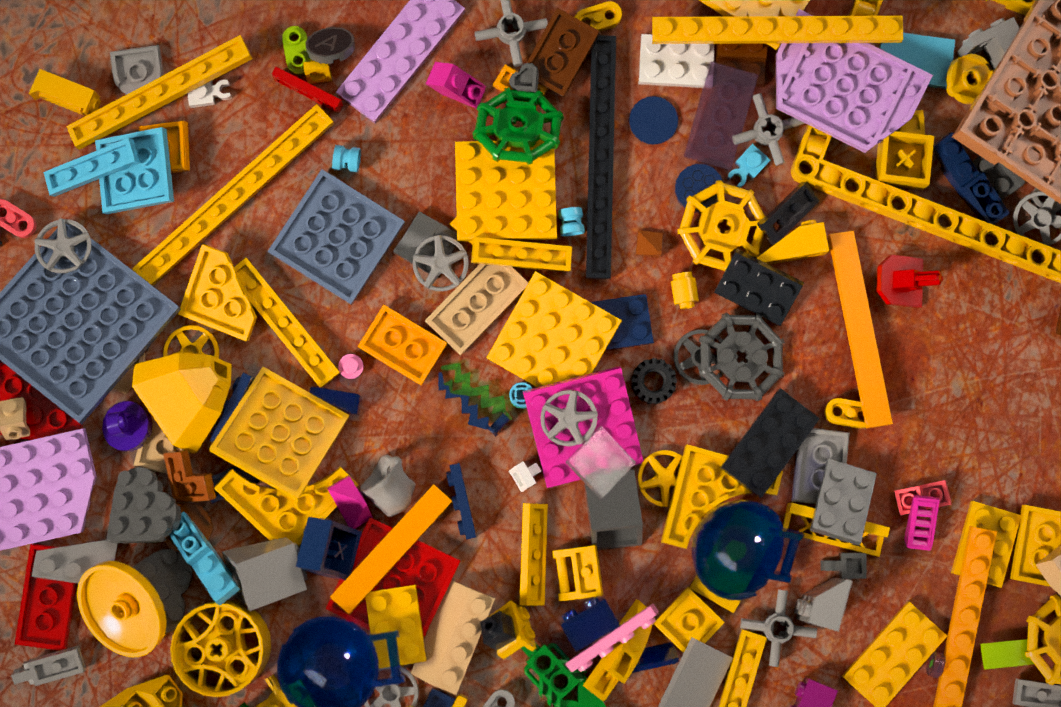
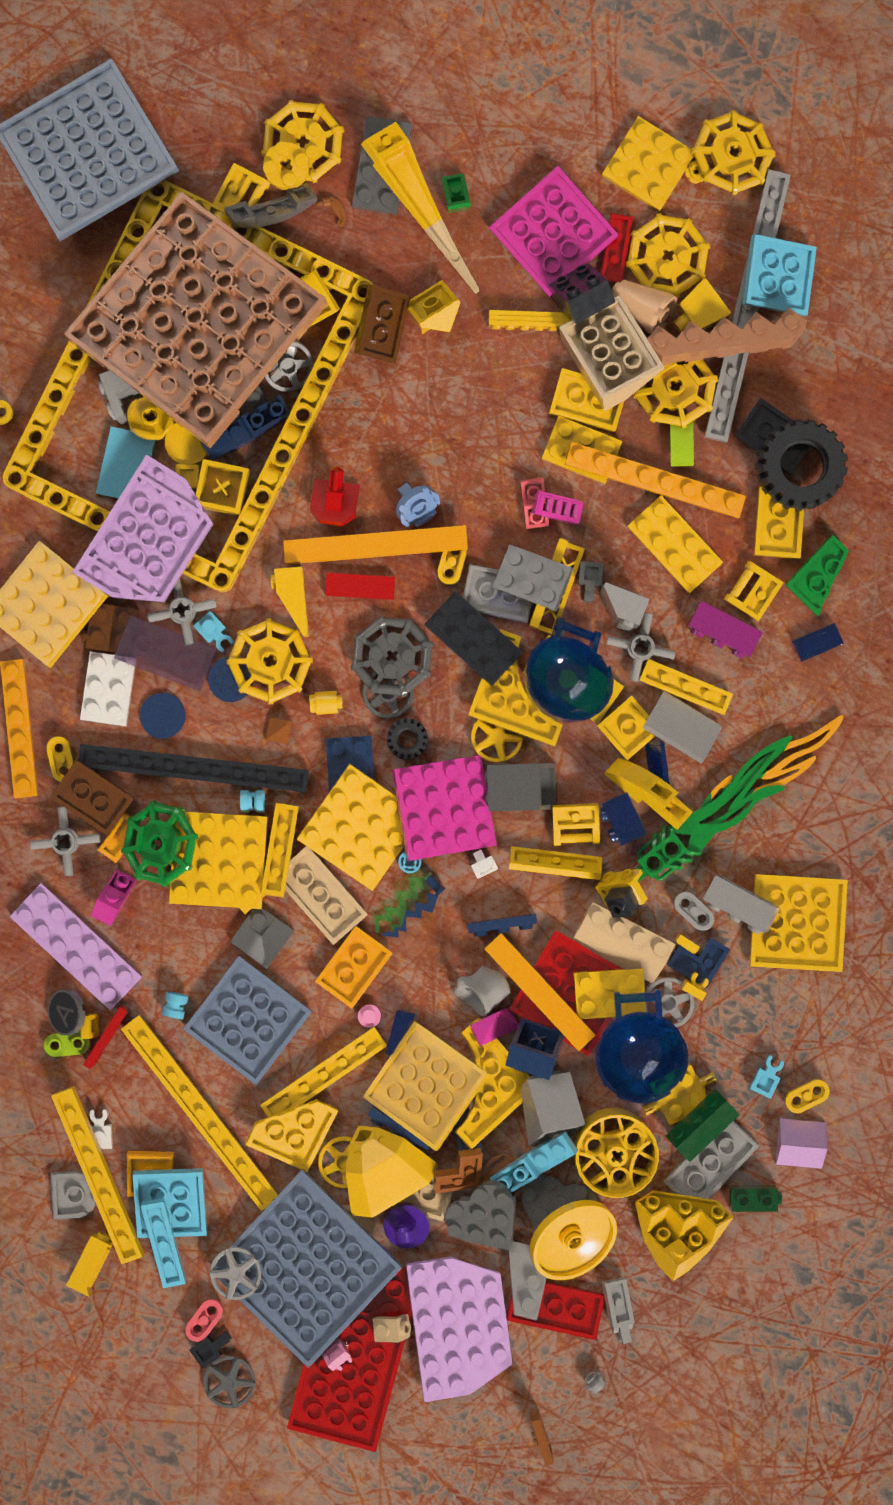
camera: 85 degrees left, 5 degrees up
(440, 263) = (281, 925): light grey wheel -> none
(525, 79) = (114, 831): dark grey tile -> none
(569, 418) = (436, 821): light grey wheel -> none
(600, 462) = (478, 795): clear plate -> none
(604, 645) = (643, 807): bright pink plate -> none
(759, 287) = (329, 634): black plate -> none
(777, 29) = (91, 595): yellow plate -> none
(788, 212) = (262, 599): black plate -> none
(813, 317) = (360, 586): none -> red tile
(908, 369) = (416, 505): none -> medium blue tile
(935, 664) = (686, 508): tile -> none
(943, 117) = (183, 446): none -> yellow tile

